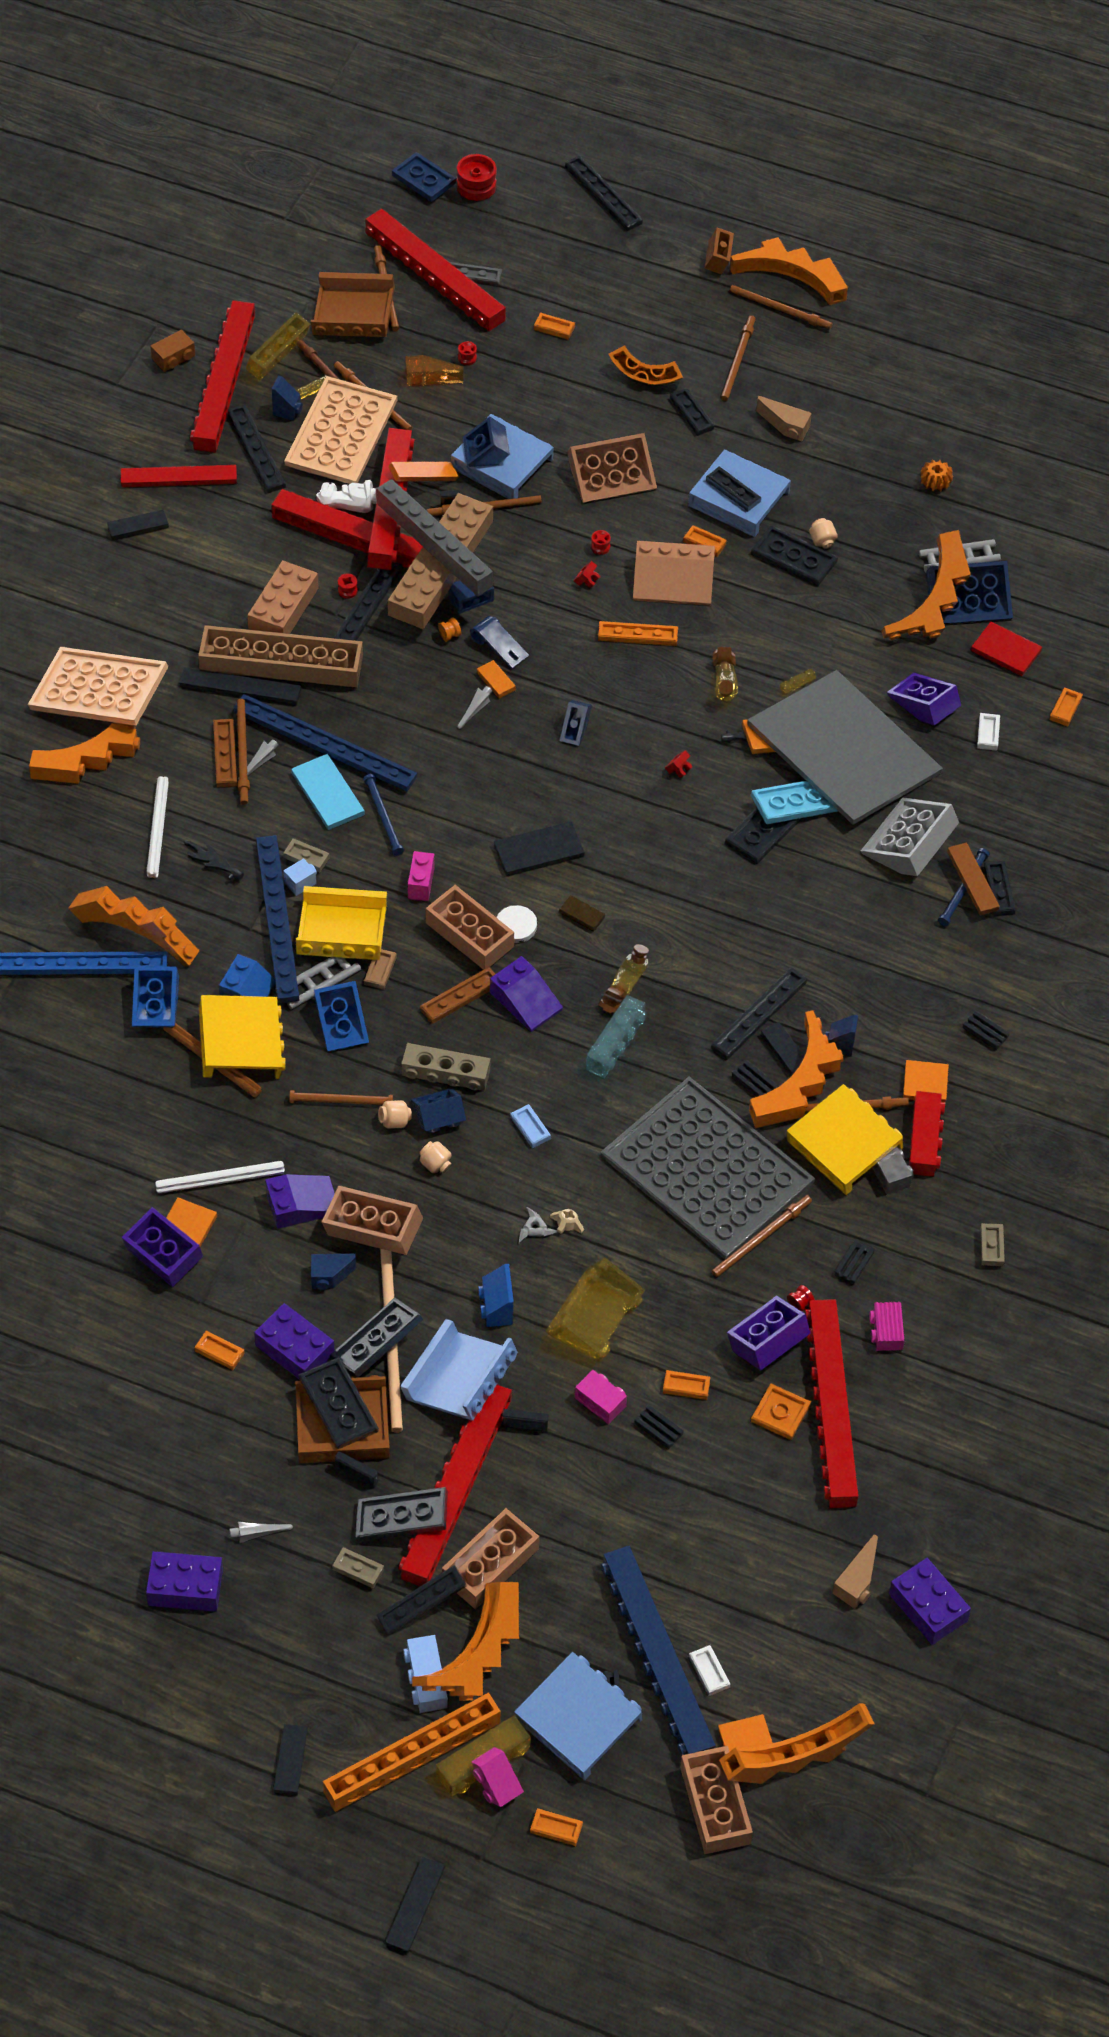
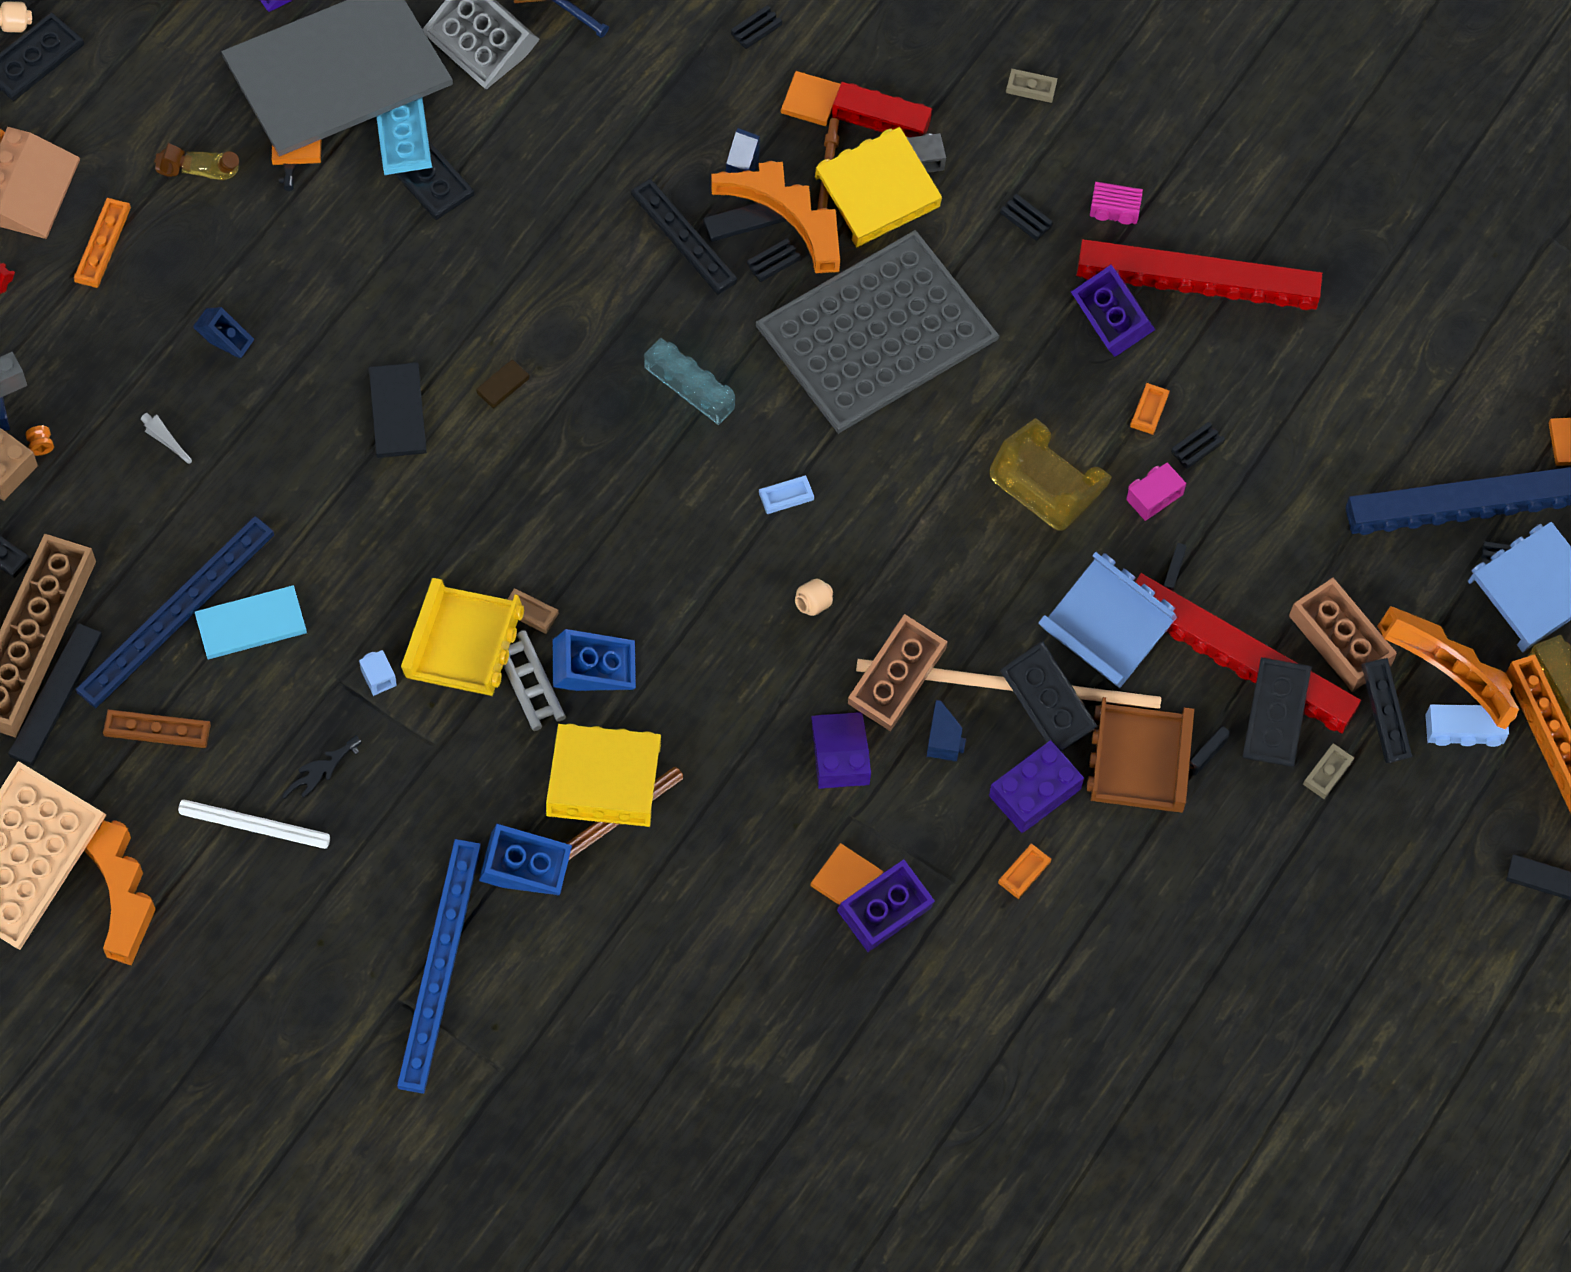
camera: 80 degrees left, 10 degrees up
(130, 913) = (405, 864): orange arch -> none
(184, 1581) = (1324, 950): dark purple brick -> none
(219, 1177) = (790, 834): white axle -> none
(243, 783) = (216, 713): dark orange bar -> none
(246, 978) = (522, 759): blue slope -> none
(251, 1530) = (1266, 877): light grey piece -> none
(264, 753) = (172, 682): light grey piece -> none
(277, 919) = (432, 708): dark blue plate -> none
(298, 850) = (344, 661): dark tan plate -> none
(335, 1098) = (694, 733): dark orange bar -> none
(338, 1403) = (1132, 749): black tile -> none
(369, 780) = (303, 566): dark blue bar -> none
(394, 1114) = (746, 629): light nougat head -> none
(421, 876) = (412, 539): dark pink brick -> none
(438, 1059) = (702, 530): dark tan brick -> none
(439, 1110) = (747, 581): dark blue slope -> none
(458, 996) = (588, 532): dark orange tile -> none
(470, 927) = (503, 499): nougat brick -> none
(496, 679) = (128, 406): orange tile -> none
(497, 1297) = (1017, 564): blue slope -> none
(499, 640) = (58, 396): door -> none
(519, 920) = (501, 454): white tile -> none
(525, 994) = (606, 463): dark purple slope -> none
(535, 1219) = (927, 509): light grey piece -> none
(567, 1221) = (922, 485): tan piece -> none
(625, 978) = (605, 353): piece -> none
(678, 762) = (314, 239): red tile -> none
(709, 1670) = (1491, 458): white tile -> none
(781, 1411) = (1197, 327): orange tile -> none
(791, 1212) = (953, 261): dark orange bar -> none
(797, 681) = (225, 94): clear yellow axle -> none
(800, 1298) = (1067, 276): red wheel -> none
(855, 1580) = (1406, 296): medium nougat slope -> none
(929, 1601) = (1445, 239): dark purple brick -> none

